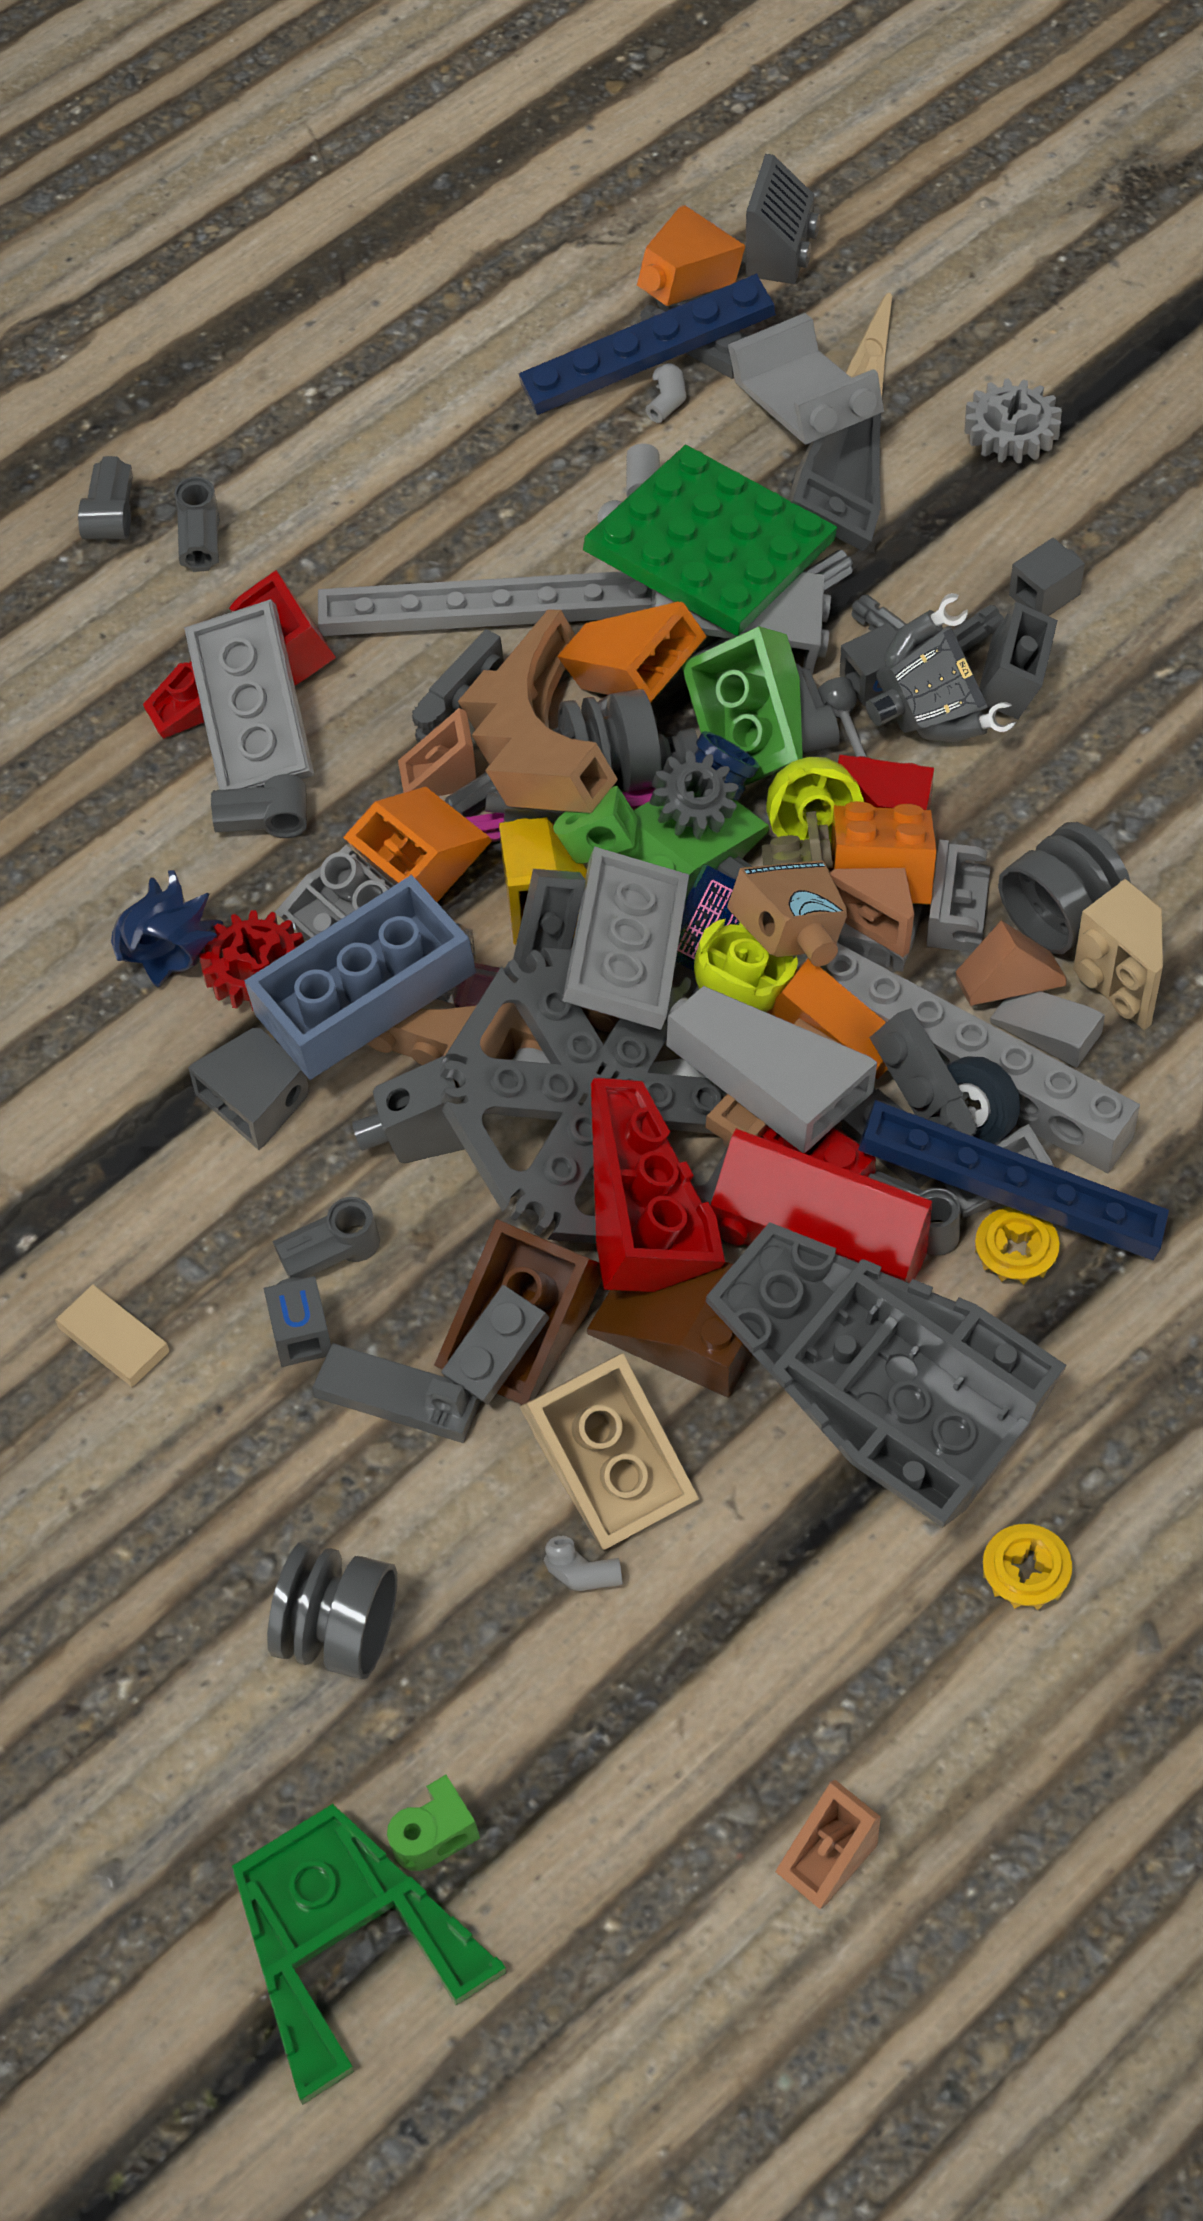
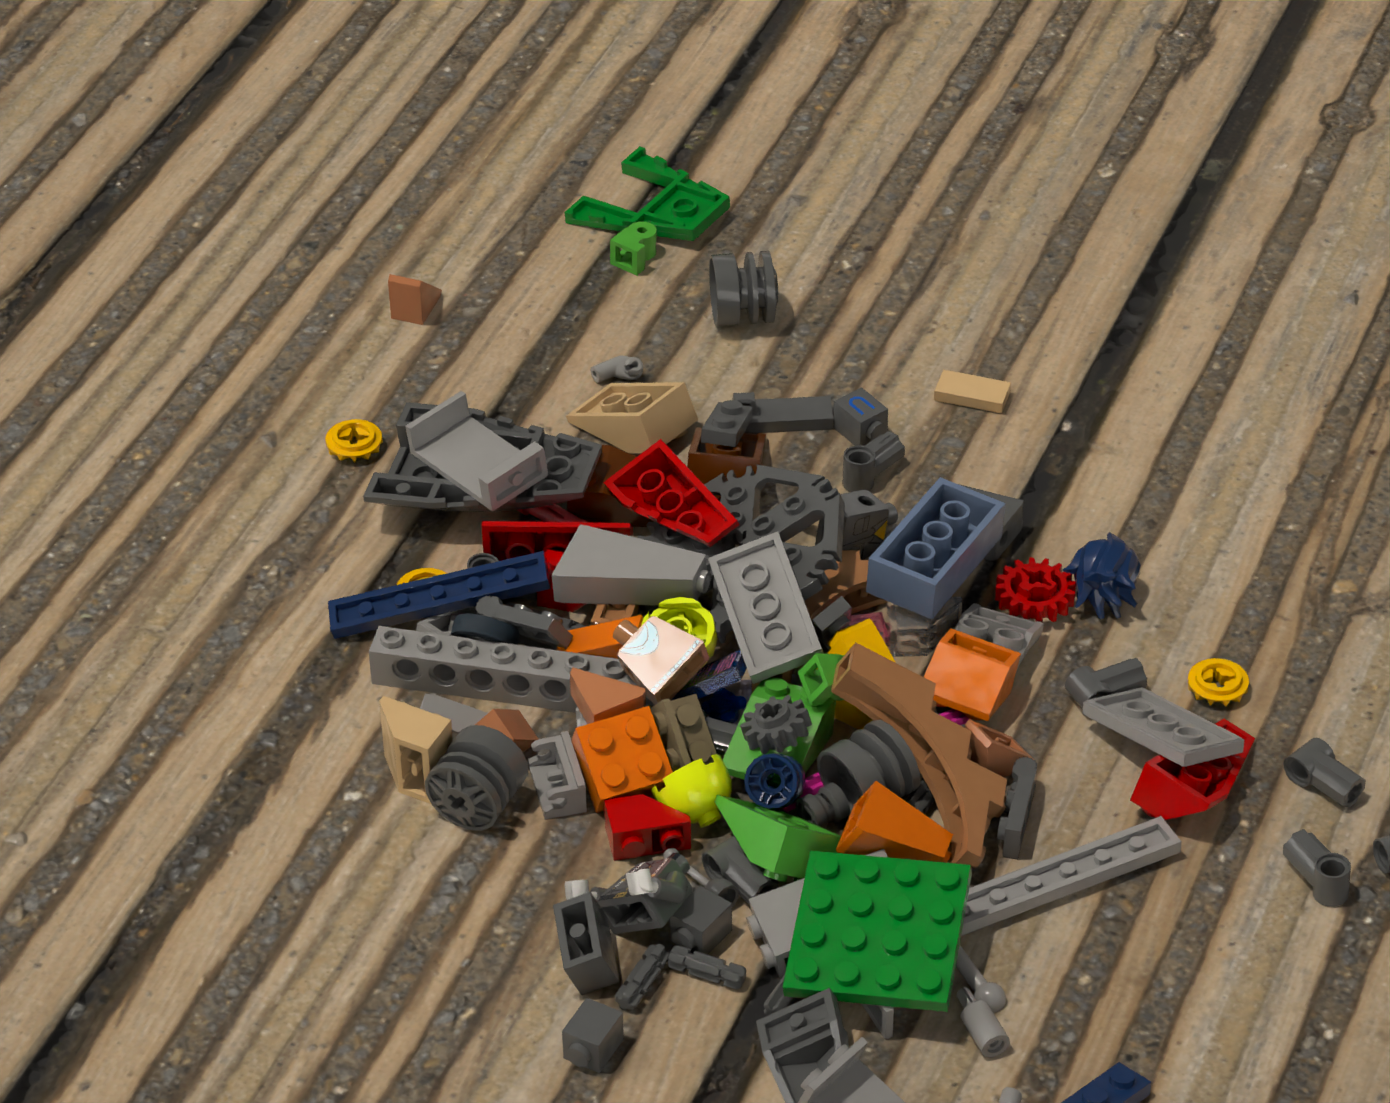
camera: 155 degrees right, 15 degrees down
(108, 629) = (1316, 765): none -> dark grey piece
(120, 767) = (1226, 673): none -> yellow gear
(886, 1336) = (473, 454): none -> light grey panel

